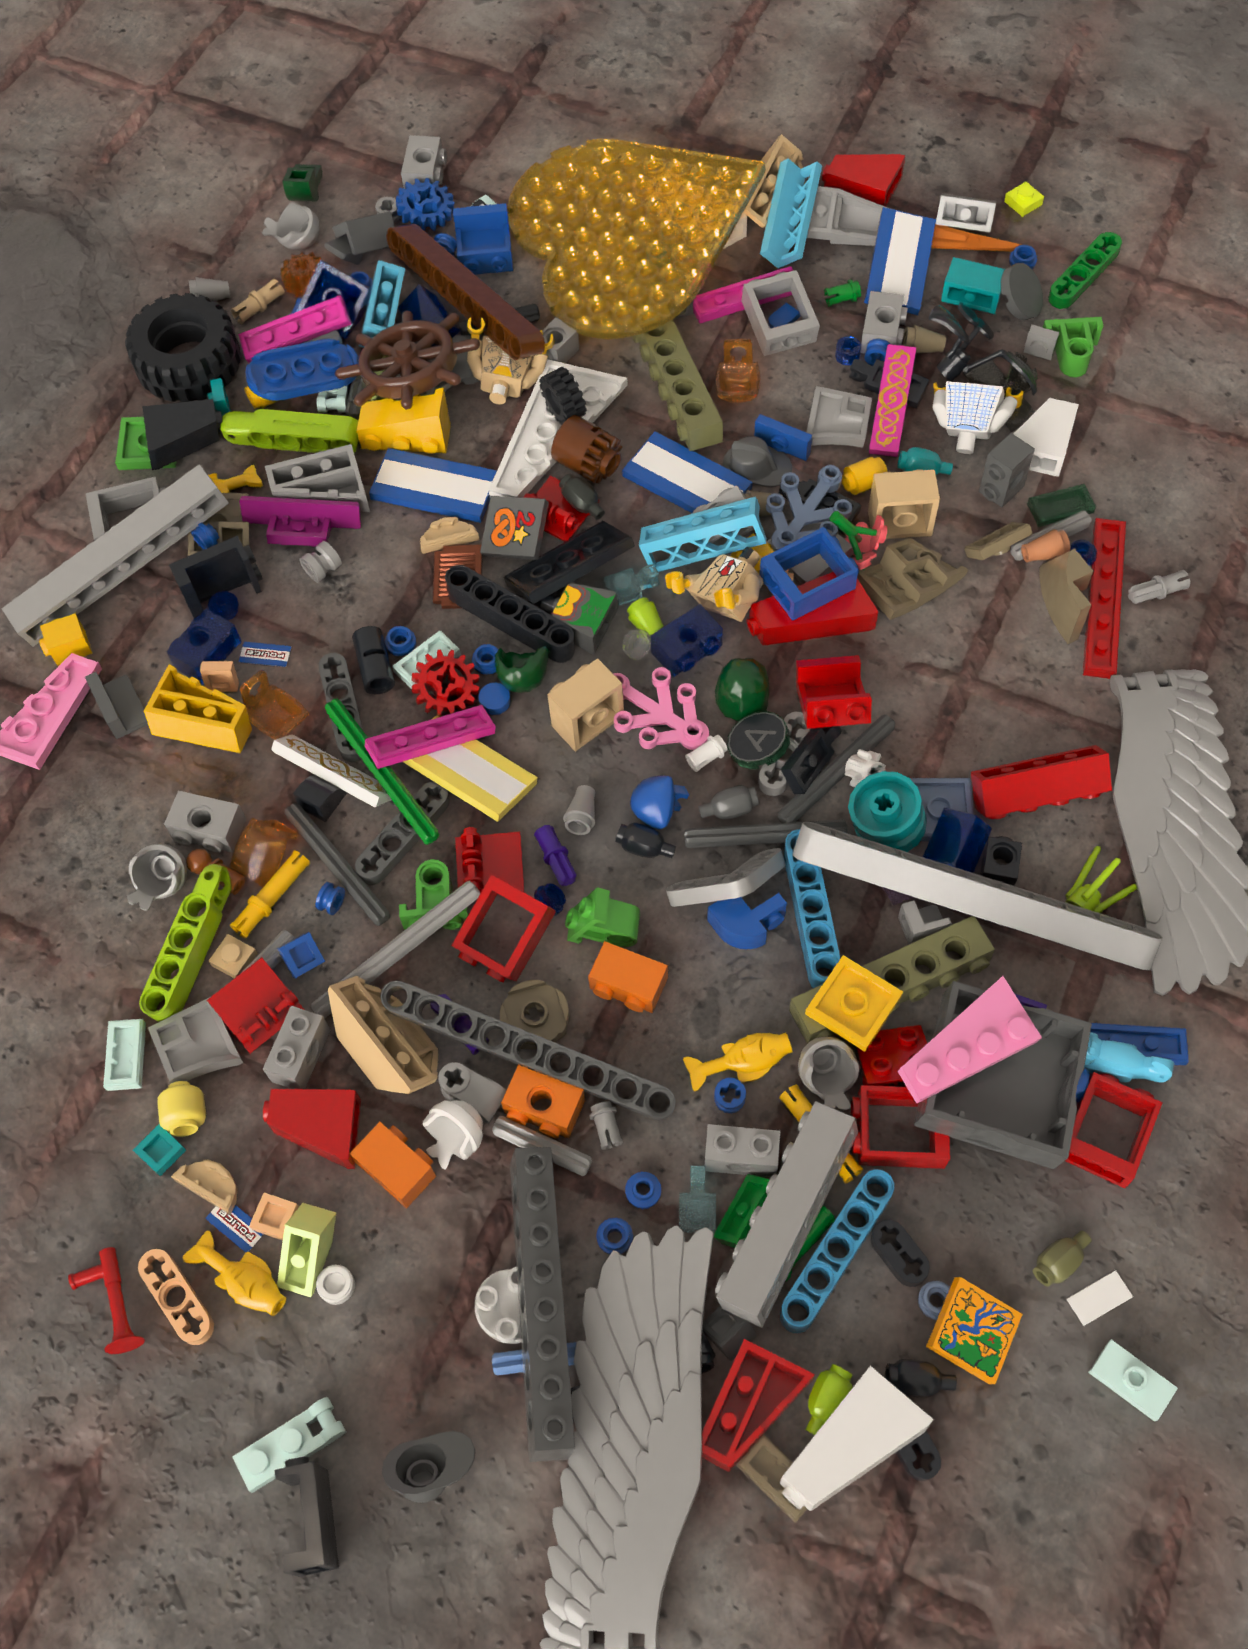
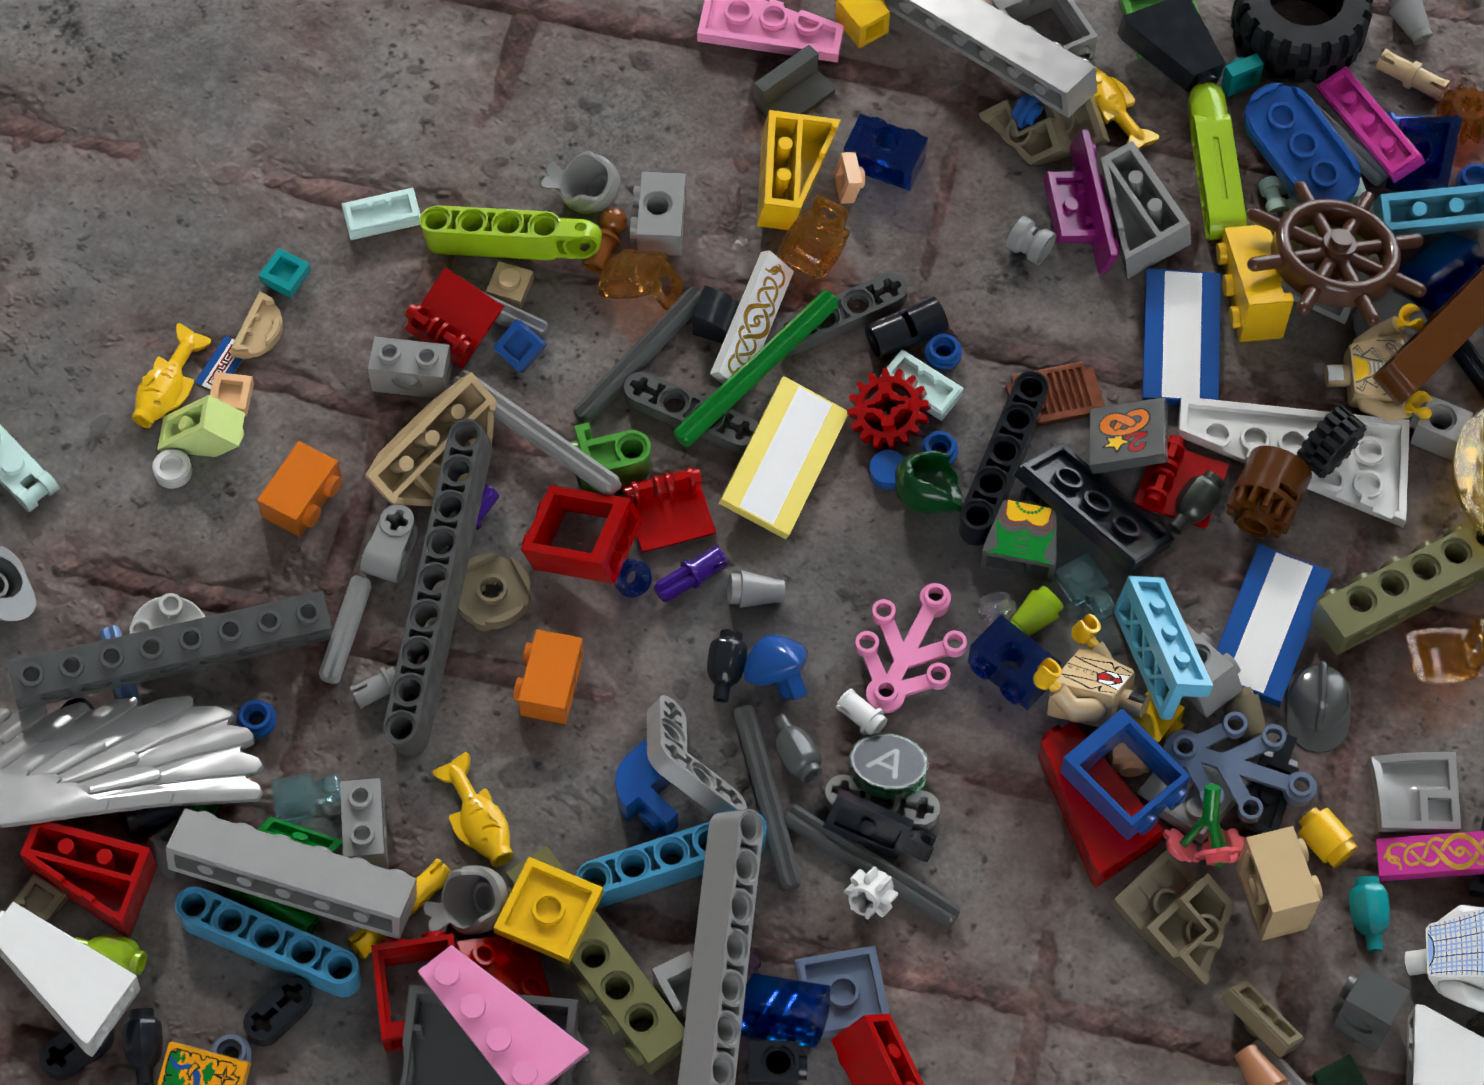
camera: 75 degrees right, 0 degrees up
(123, 1337) = (158, 264): red piece -> none
(170, 1269) = (140, 344): light nougat beam -> none
(181, 1109) = (328, 279): light yellow head -> none
(194, 1043) = (400, 271): light grey plate -> none
(215, 571) = (963, 116): black panel -> none
(226, 611) = (948, 166): clear blue plate -> none
(261, 904) = (575, 294): yellow pin -> none
(264, 654) = (897, 219): sticker -> none
(316, 1120) = (334, 407): red slope -> none
(330, 898) = (592, 358): blue bush -> none
(429, 736) = (811, 408): dark pink tile -> none
(447, 532) = (1112, 368): tan tile -> none
(456, 1129) = (345, 539): white hat -> none
(530, 1086) = (386, 596): orange brick -> none
(585, 704) = (886, 559): tan brick -> none
(603, 920) = (613, 640): bright green pin -> none
(643, 1201) = (314, 747): blue plate -> none
(736, 1104) = (424, 798): blue bush -> none
(742, 688) = (957, 739): dark green hair -> none
(783, 437) = (1360, 726): blue plate -> none
(832, 692) = (968, 838): red panel -> none
(888, 810) = (808, 921): teal wheel -> none

